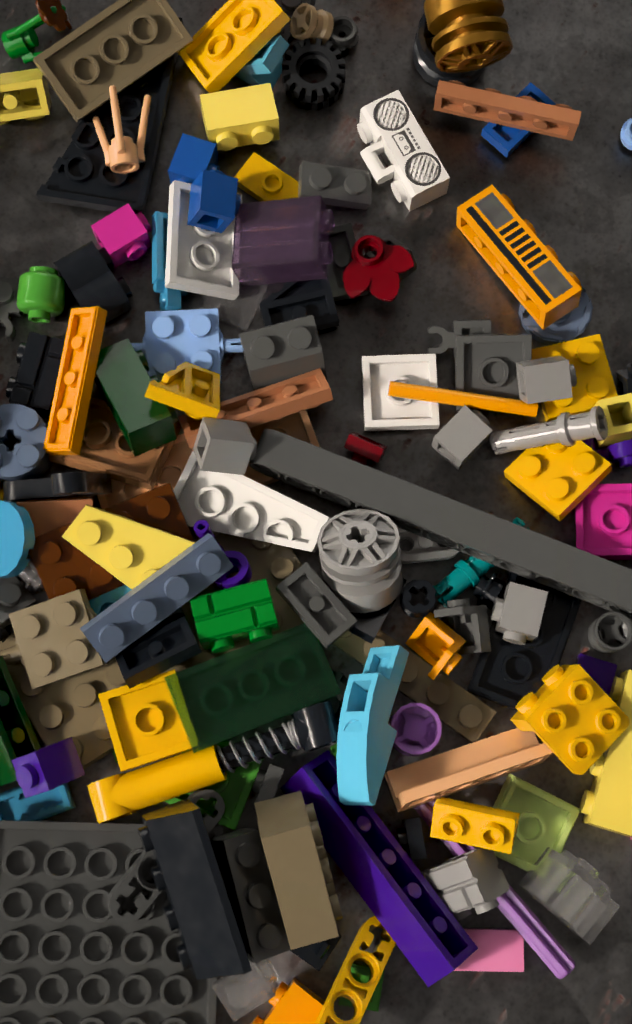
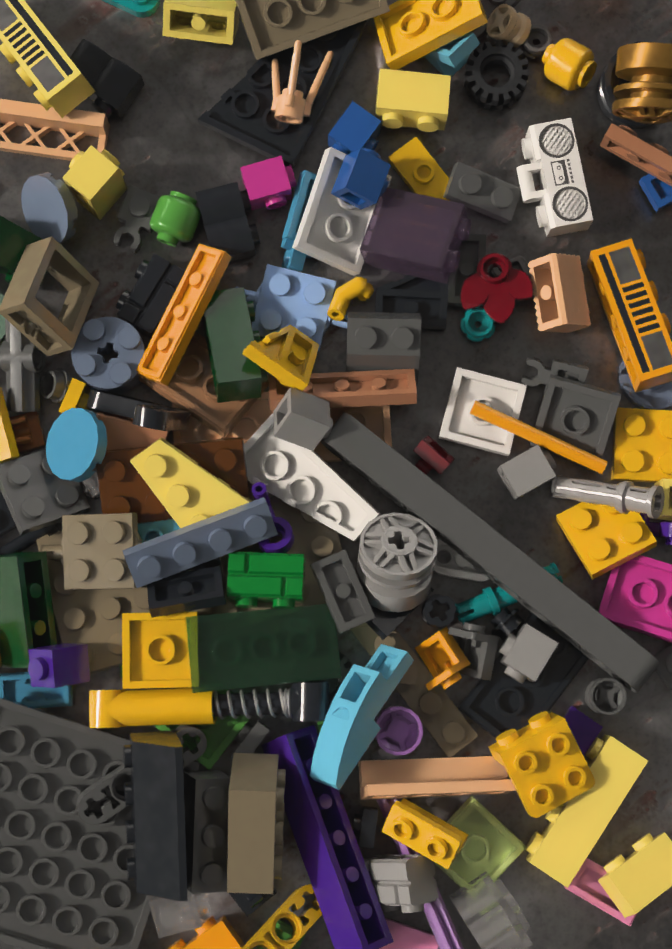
camera: 15 degrees right, 5 degrees up
(230, 318) = (341, 299): none -> yellow arm
(365, 302) = (468, 325): none -> teal plate
(380, 44) = (569, 64): none -> yellow head
(439, 256) = (559, 293): none -> light nougat brick
(545, 379) = (620, 443): light grey brick -> none

